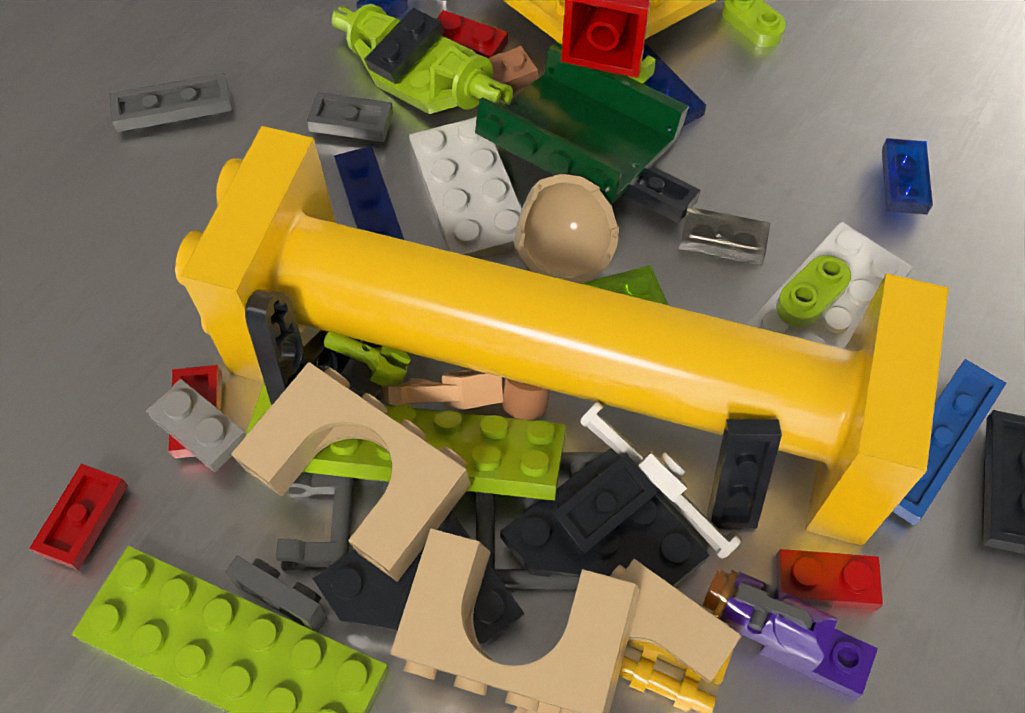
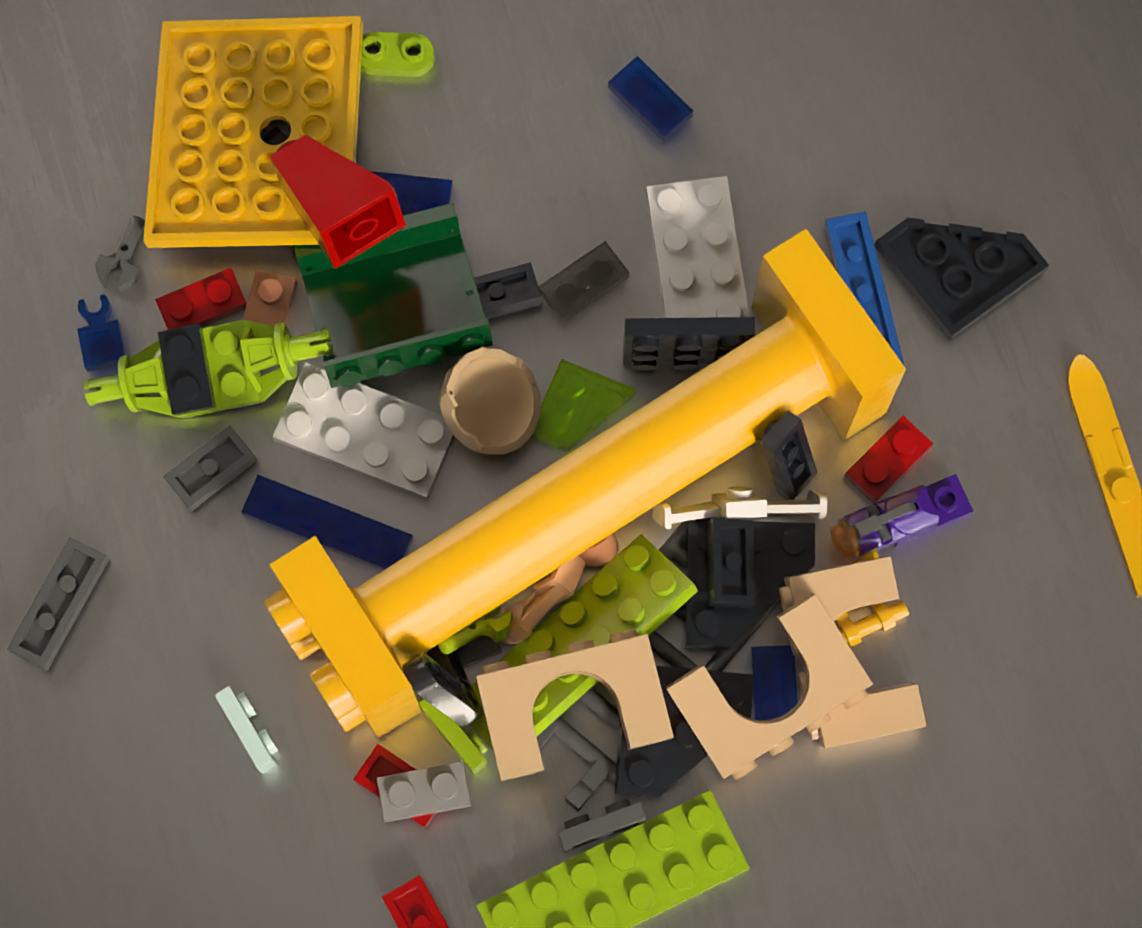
camera: 50 degrees left, 15 degrees up
(157, 275) = (258, 744): none -> light aqua plate
(531, 635) = (773, 681): none -> clear blue plate
(742, 293) = (682, 340): none -> black plate
(816, 288) = (690, 267): lime plate -> none

